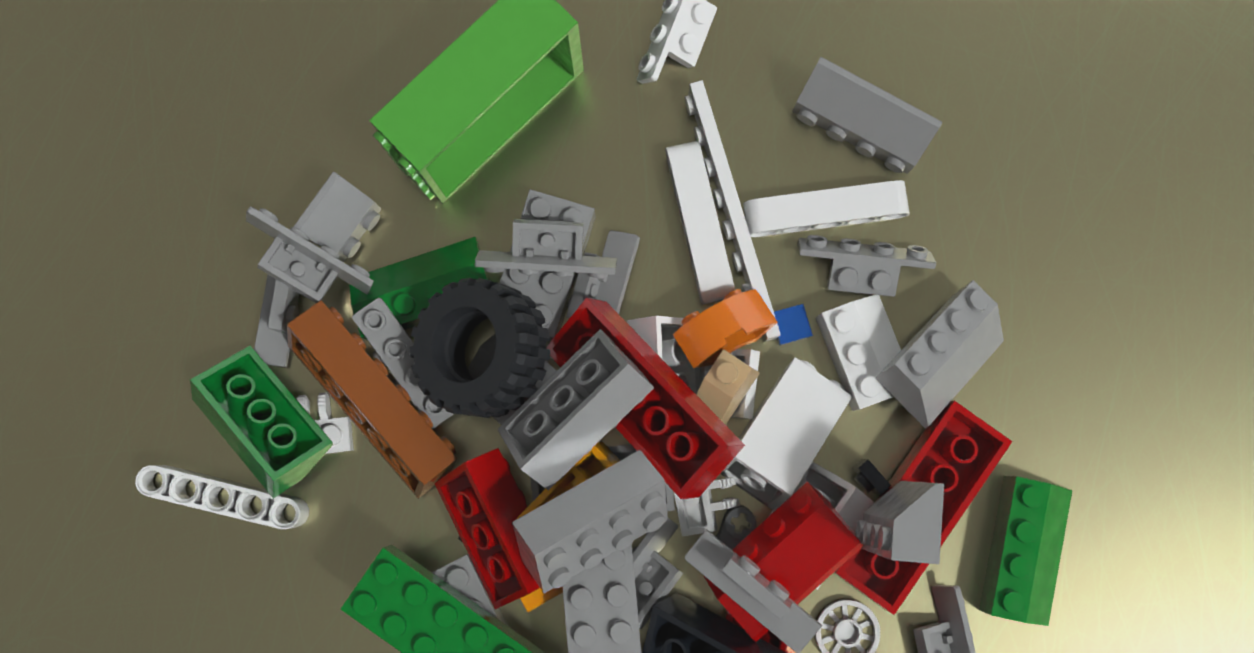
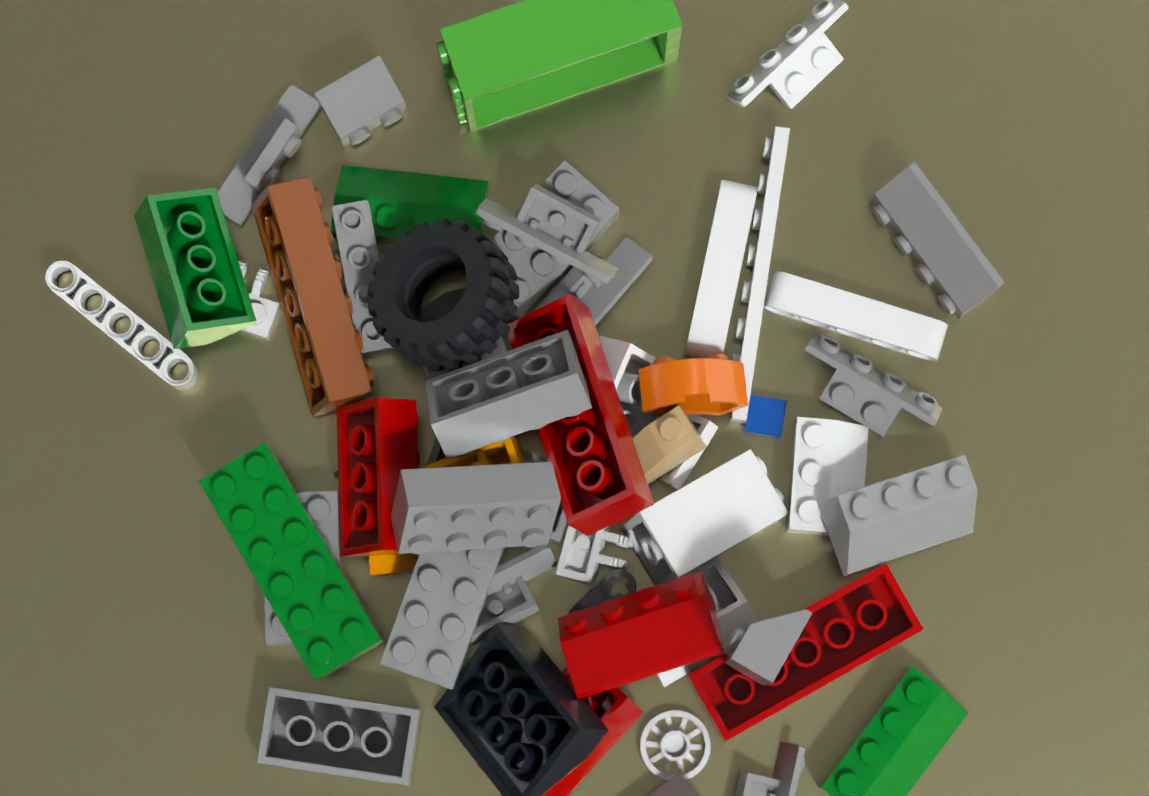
camera: 25 degrees right, 0 degrees up
(300, 262) = (307, 131): light grey bracket -> none
(752, 591) = (596, 646): light grey bracket -> none
(869, 477) = (768, 601): black plate -> none

